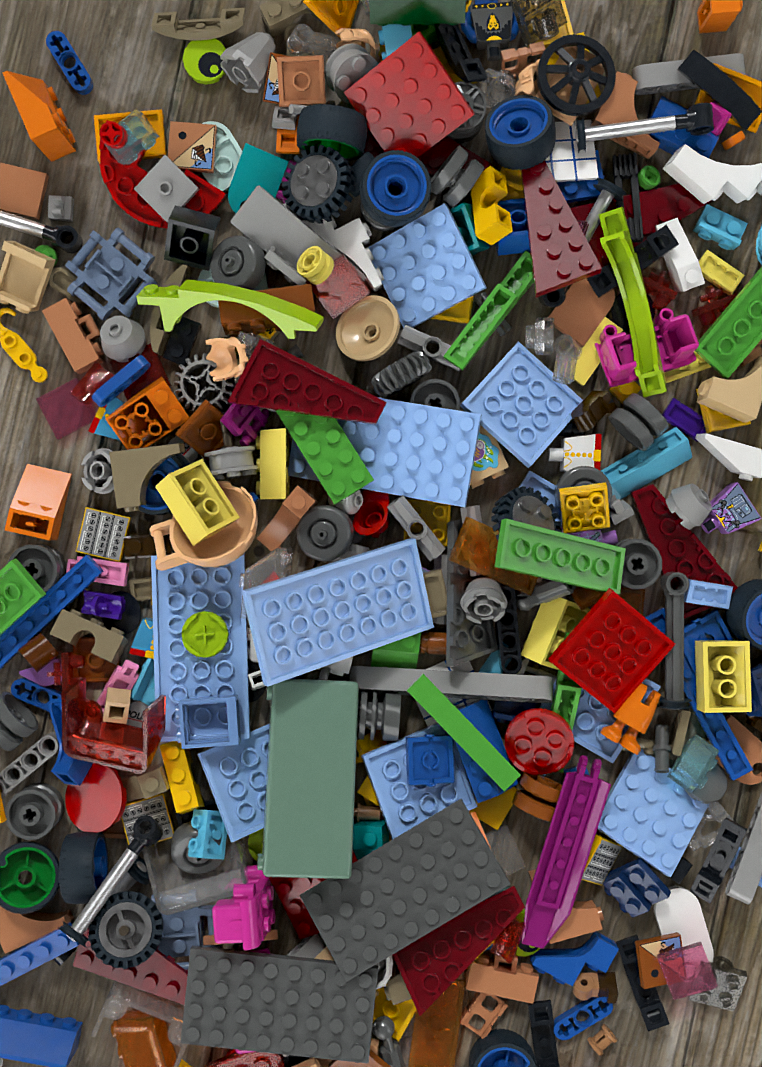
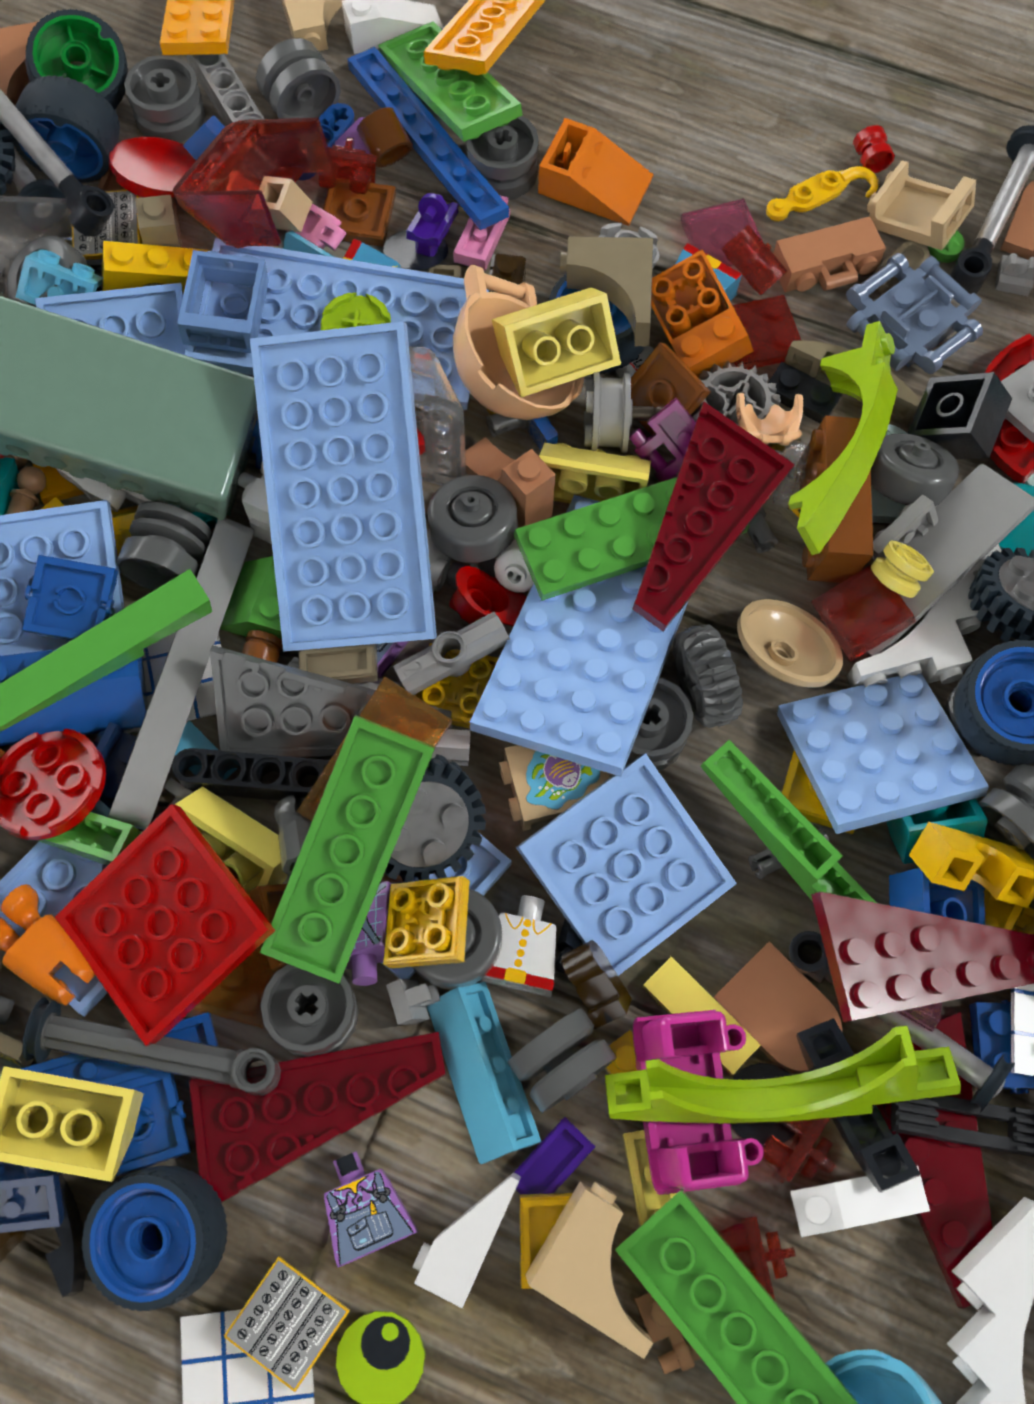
camera: 100 degrees right, 20 degrees down
(71, 627) = (377, 216): dark tan arch -> none
(103, 534) = (537, 240): light grey tile -> none
(121, 381) = (754, 289): blue beam -> none
(122, 338) = (817, 308): light grey cone -> none
(418, 341) = (754, 724): light grey piece -> none
(483, 600) = (307, 727): light grey cone -> none
(541, 336) = (740, 922): clear piece -> none
(566, 359) = (705, 962): clear piece -> none
(649, 177) = (1007, 1175): bright green tile -> none
(689, 504) = (391, 1128): light grey cone -> none
(708, 594) = (221, 1133): light blue plate -> none
(720, 227) = (902, 1301): medium azure bracket -> none
(720, 272) = (817, 1280): light yellow plate -> none

